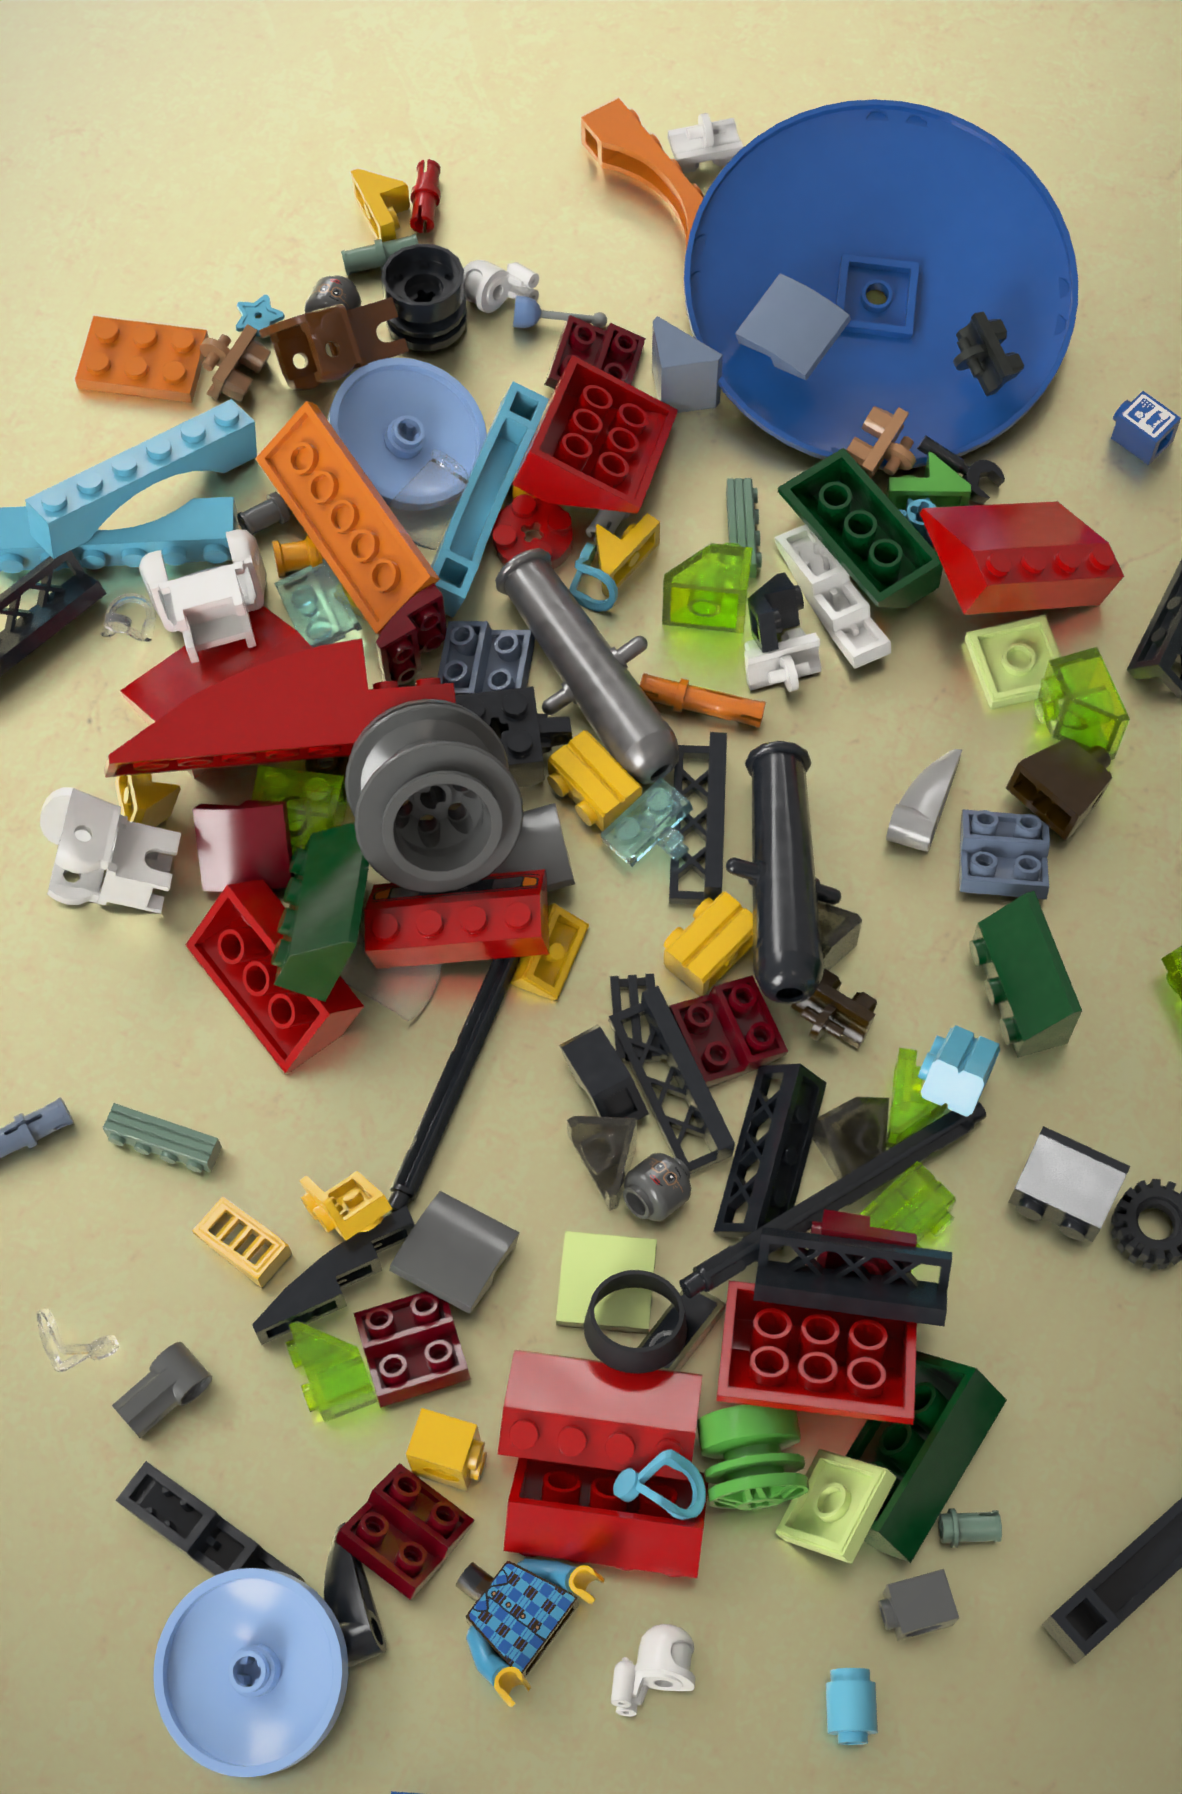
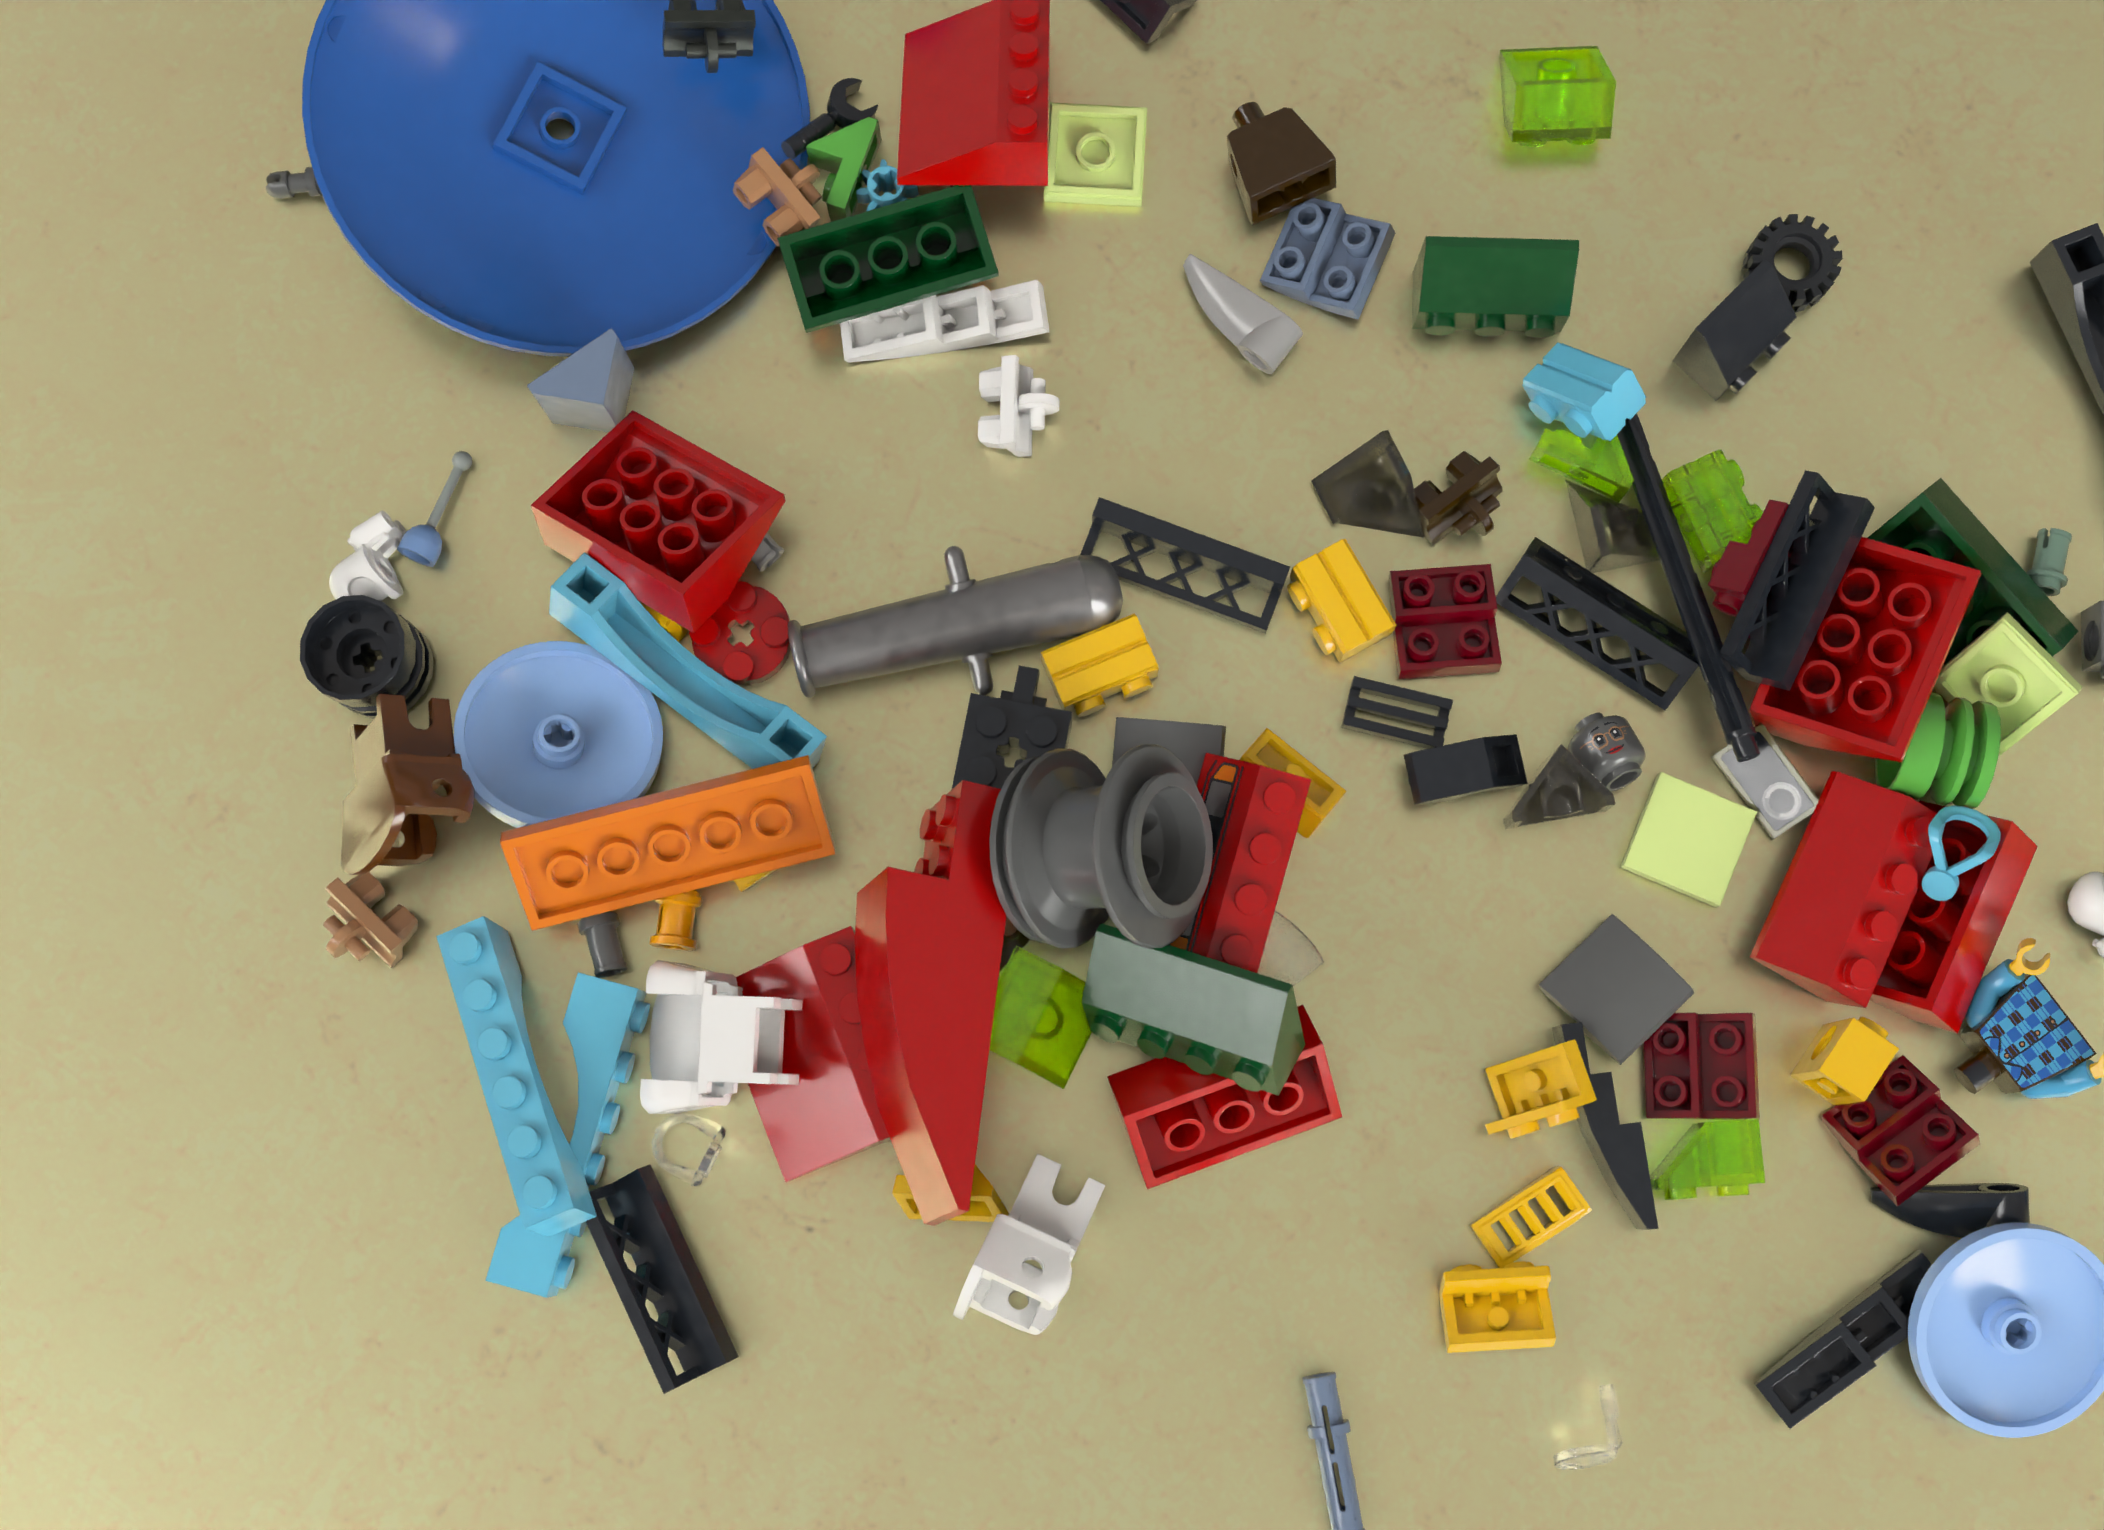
camera: 70 degrees left, 15 degrees up
(141, 359) = (309, 1035): orange plate -> none
(157, 1231) = (1496, 1308): none -> yellow bracket
(162, 1138) = (1382, 1275): sand green piece -> none
(173, 1380) = (1672, 1335): dark grey piece -> none
(243, 844) = (1063, 1086): dark red slope -> none
(260, 307) = (316, 872): medium azure plate -> none
(318, 605) = (757, 914): clear light blue plate -> none
(333, 291) = (322, 772): dark grey head -> none
(375, 254) = (266, 693): sand green pin -> none
(380, 201) = (179, 673): yellow slope -> none
(411, 631) = (864, 829): dark red slope -> none
(425, 196) = (196, 613): red pin -> none
(430, 499) = (663, 736): clear piece -> none
(451, 1082) = (1420, 940): black piece -> none
(485, 658) = (899, 742): sand blue slope -> none
(583, 566) = (802, 586): medium azure piece -> none
(610, 350) = (510, 476): dark red slope -> none
(623, 145) = (213, 347): orange arch -> none
(624, 555) = (812, 549): yellow slope -> none
(629, 1358) = (1761, 868): black tyre -> none
(649, 823) = (1171, 621): clear light blue plate -> none
(687, 1074) = (1485, 679): black fence -> none
(702, 700) = (1039, 502): orange pin -> none
(704, 143) = (254, 247): white hips -> none
(709, 589) = (909, 444): clear neon green slope -> none
(743, 517) = (818, 392): sand green piece -> none
(774, 609) = (956, 393): black slope -> none
(783, 875) = (1305, 494): black piece -> none
(793, 326) = (595, 234): sand blue slope -> none
(1082, 702) = (1193, 102): clear neon green slope -> none

